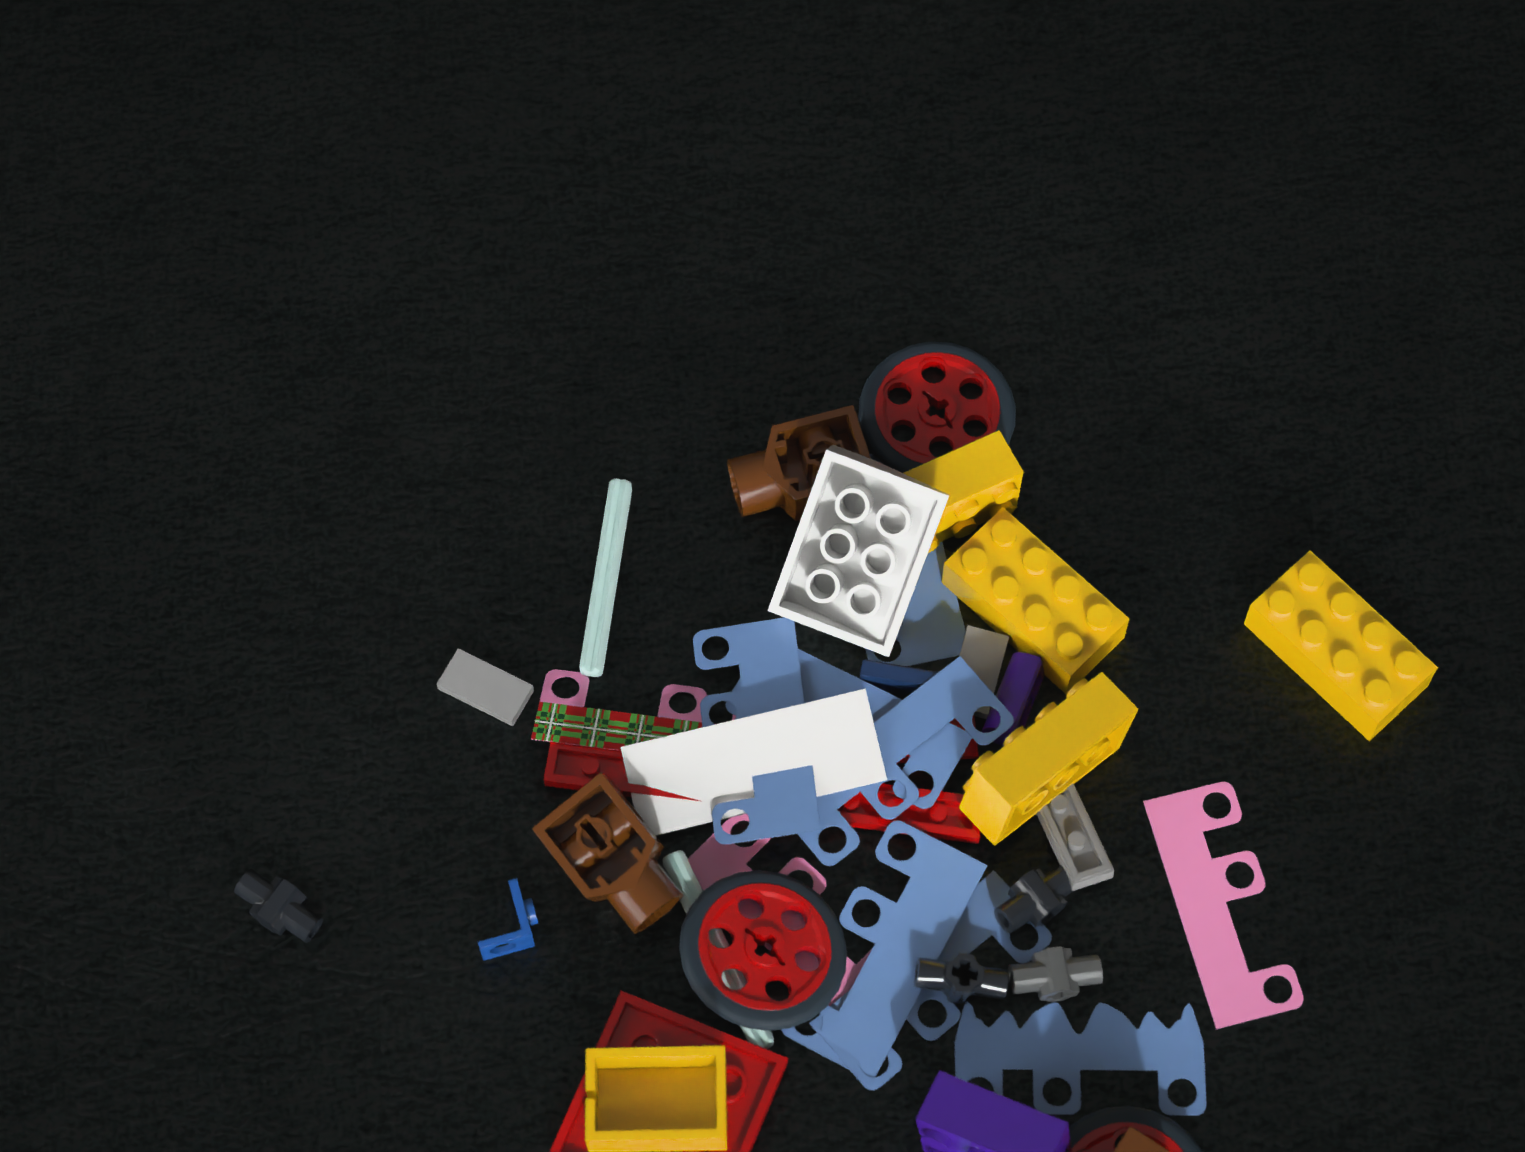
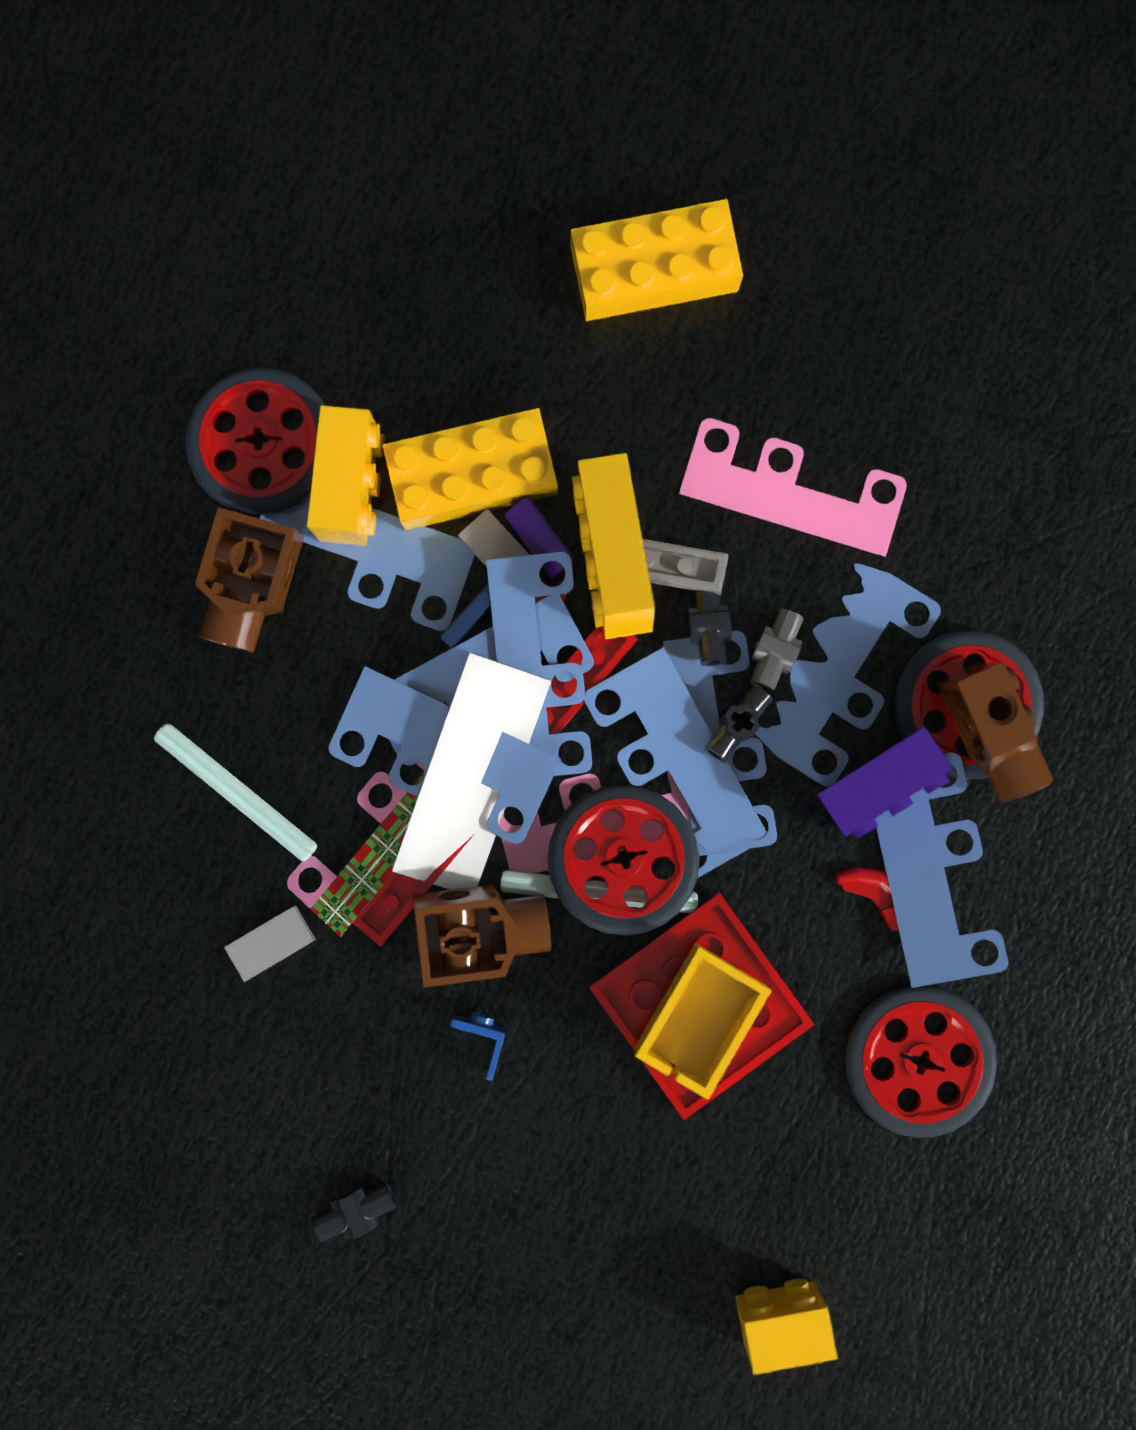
camera: 60 degrees left, 20 degrees up
(858, 550) = (351, 583): white slope -> none

